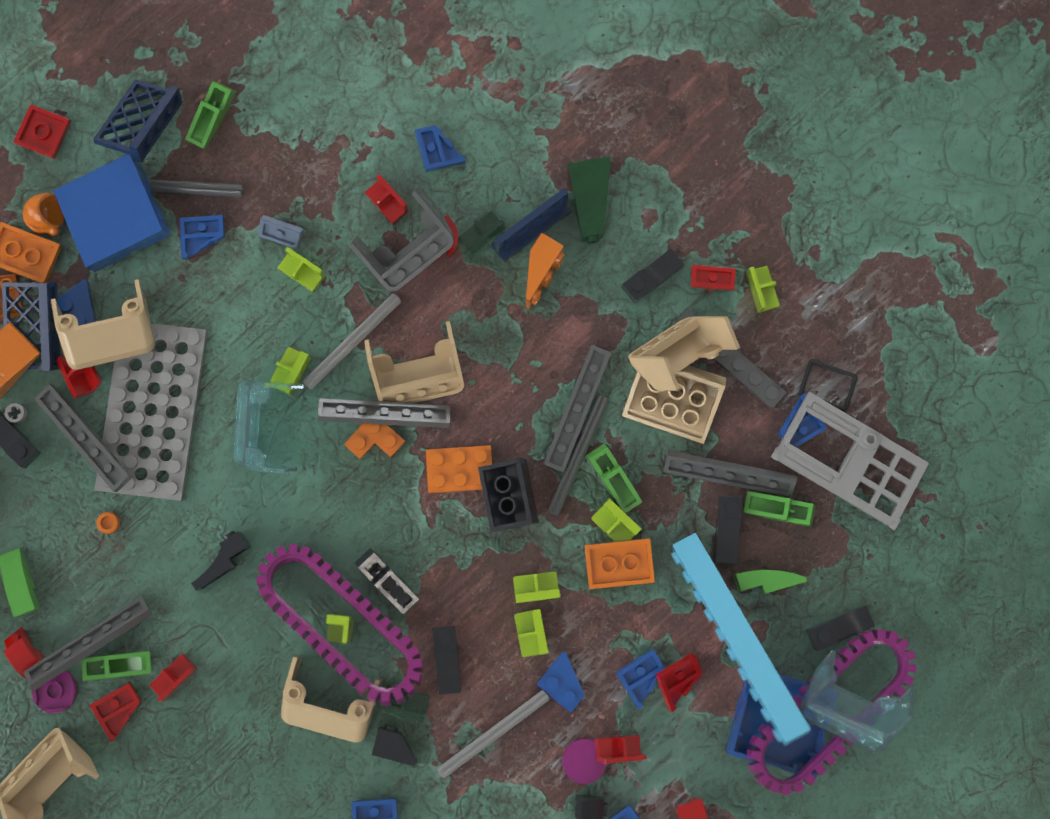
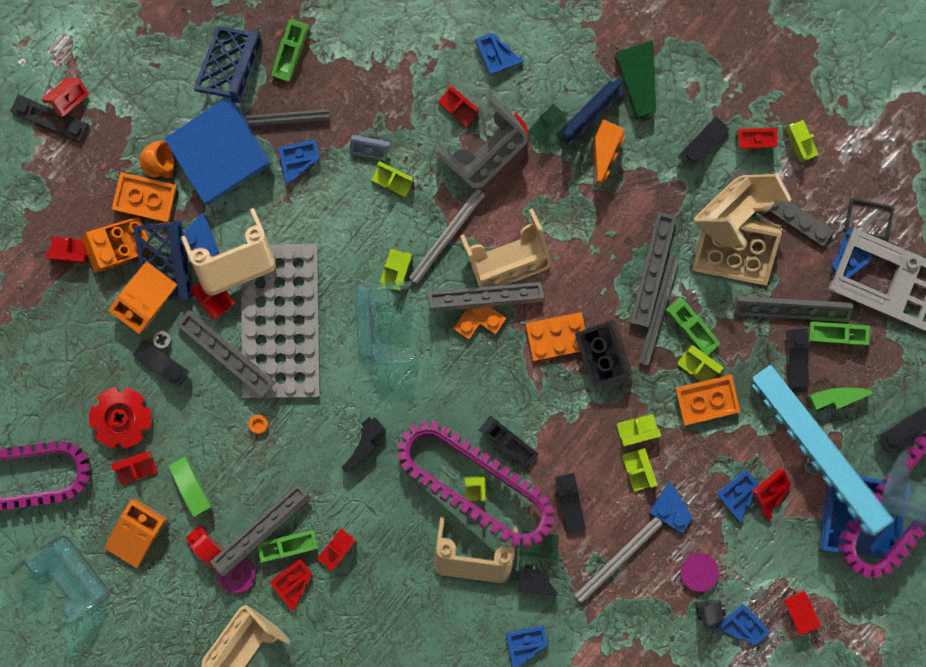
camera: 10 degrees left, 5 degrees up
(42, 131) = (142, 85): red plate -> none
(618, 749) = (728, 558): red panel -> none

